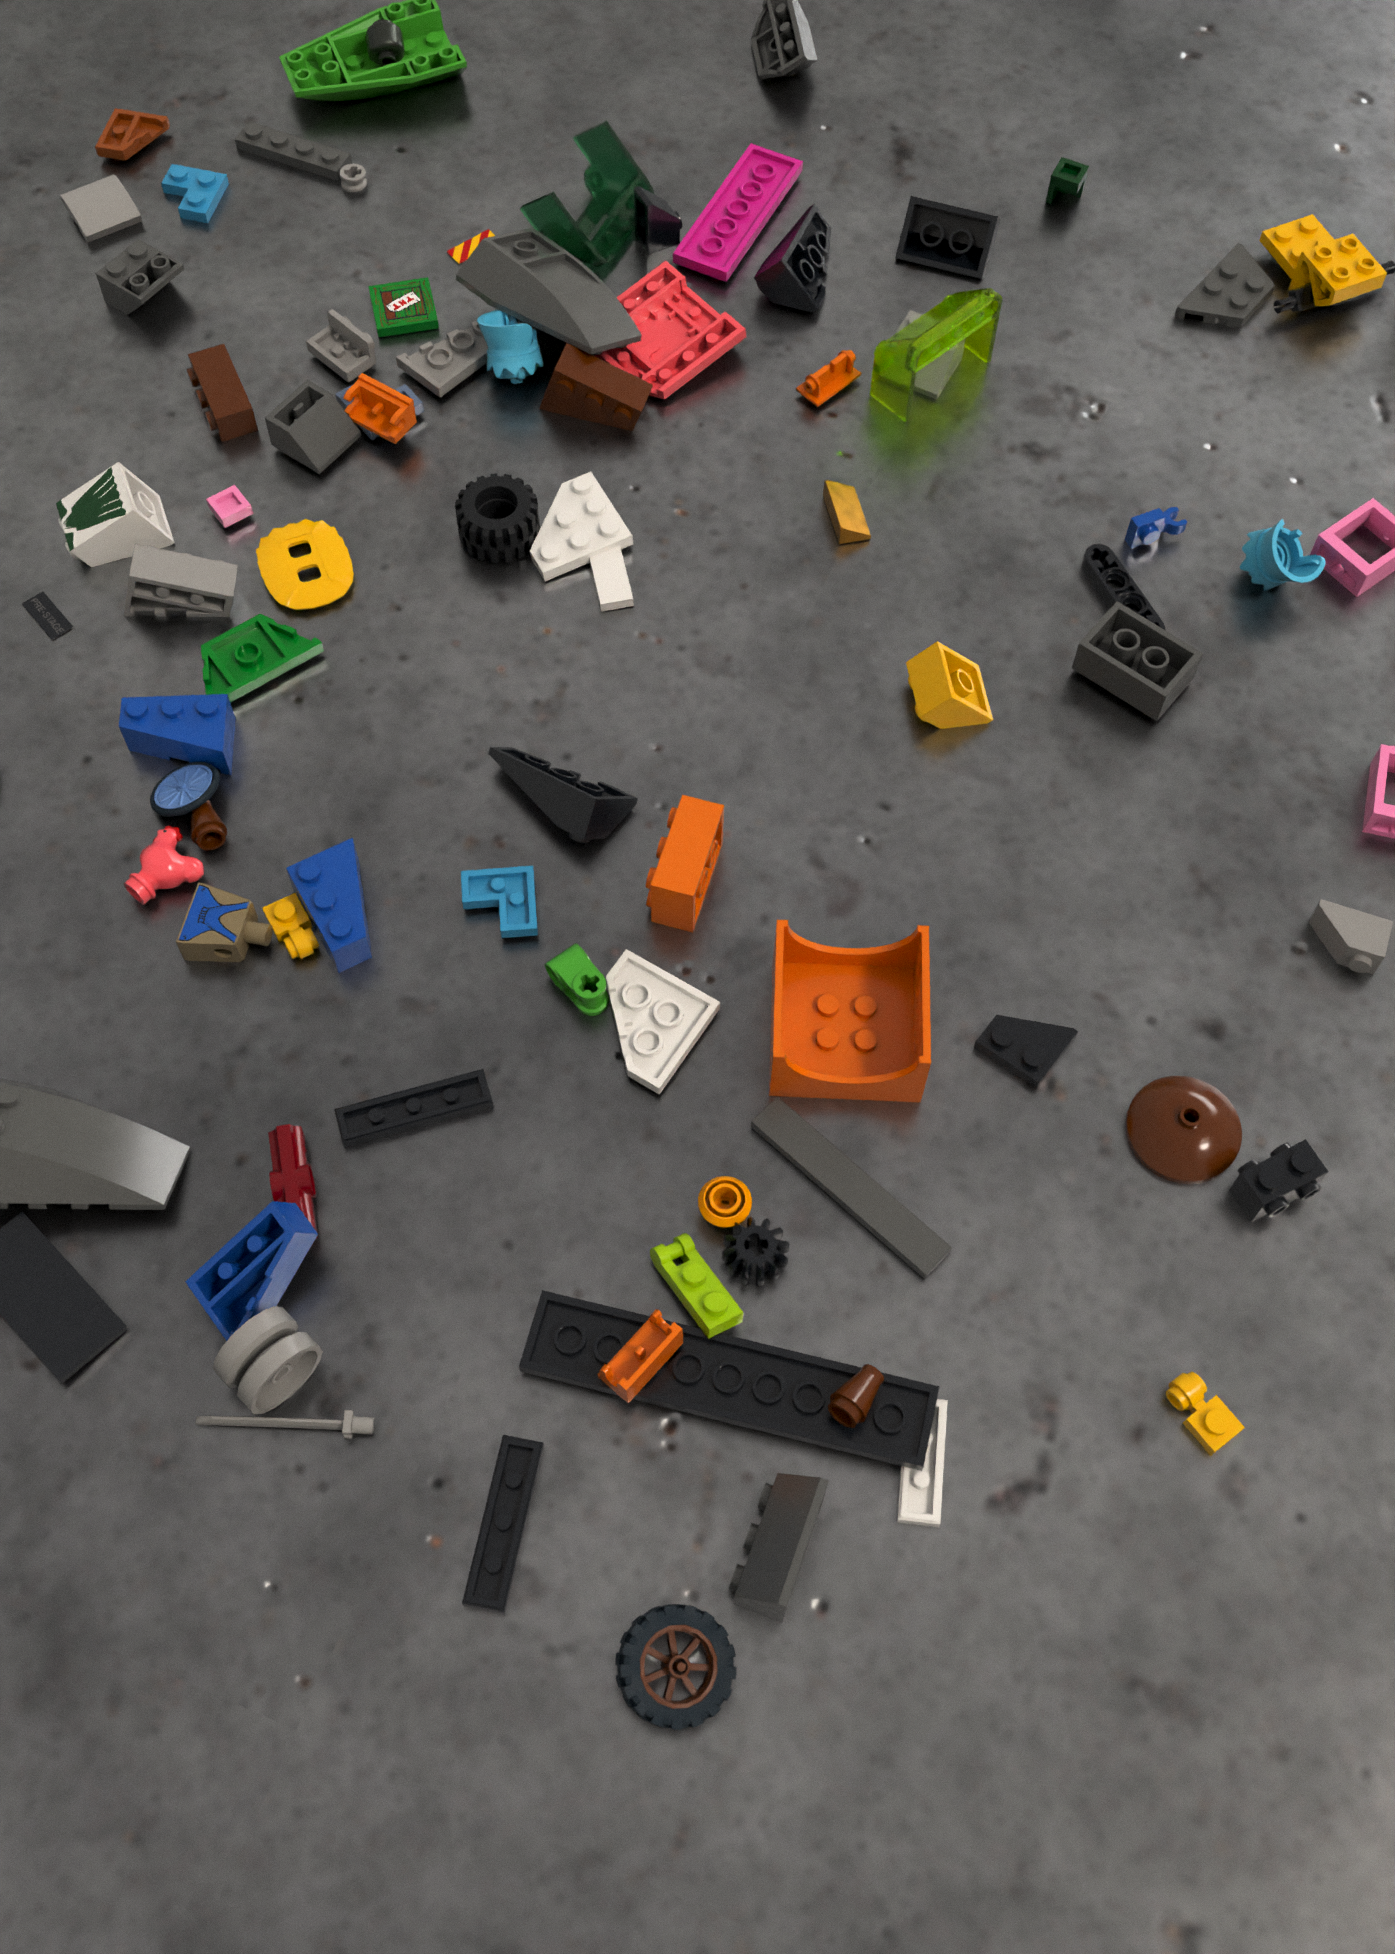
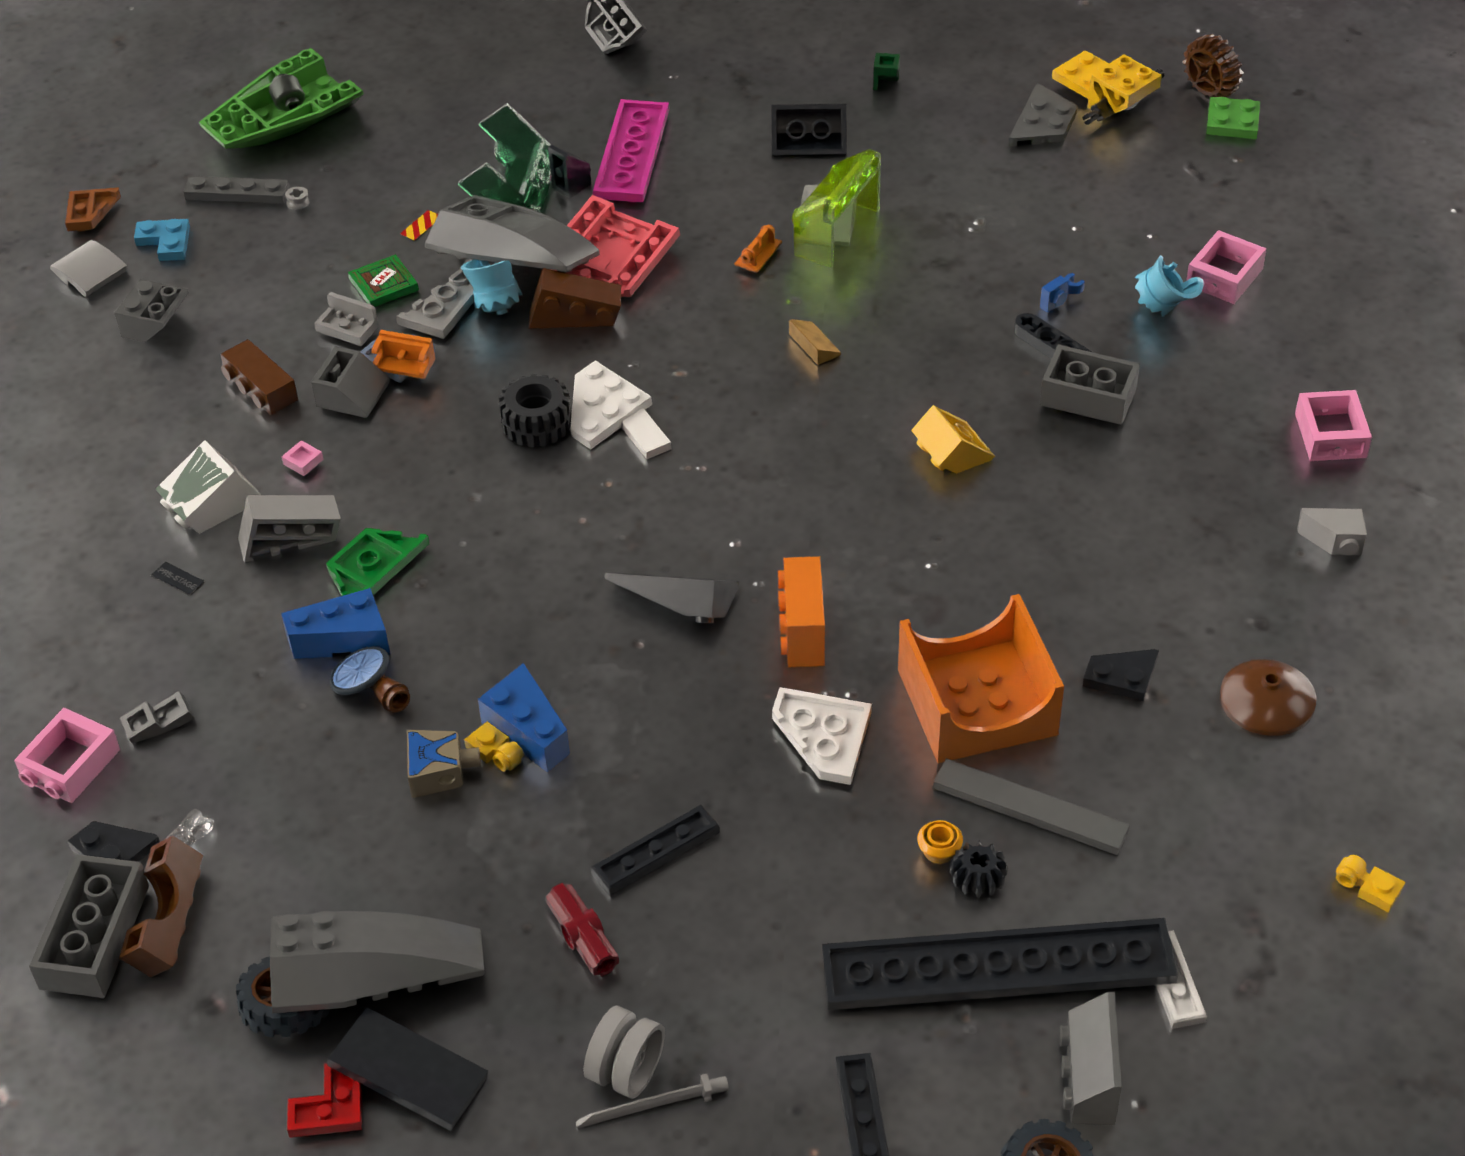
camera: 15 degrees left, 15 degrees down
(163, 867) = (367, 732): coral animal -> none
(253, 1266) = (582, 987): blue wedge -> none
(281, 570) = (369, 495): yellow piece -> none
(506, 888) = (664, 672): dark azure plate -> none
(579, 980) = (751, 720): bright green piece -> none
(642, 1356) = (925, 961): orange hinge -> none
(696, 1286) = (943, 905): lime plate -> none
(796, 266) = (695, 177): black wedge -> none
(854, 1398) = (1104, 942): reddish brown cone -> none
(1275, 1182) = (1355, 707): black brick -> none

